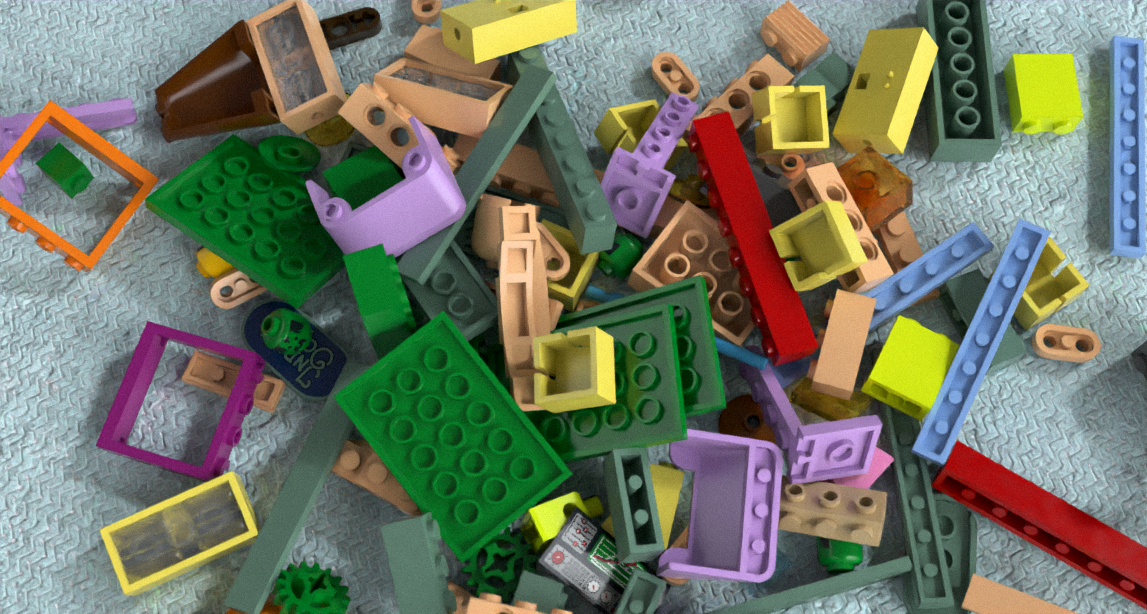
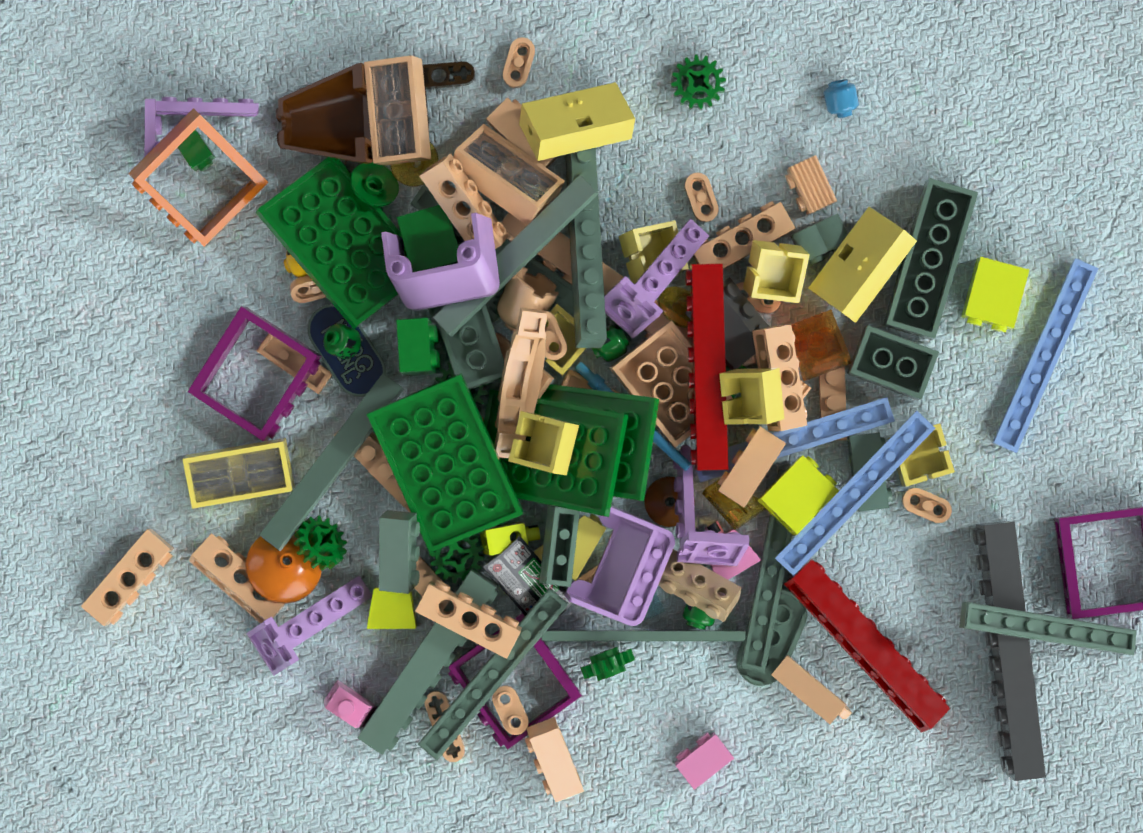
camera: 15 degrees right, 20 degrees up
(962, 190) = (893, 362): none -> sand green brick

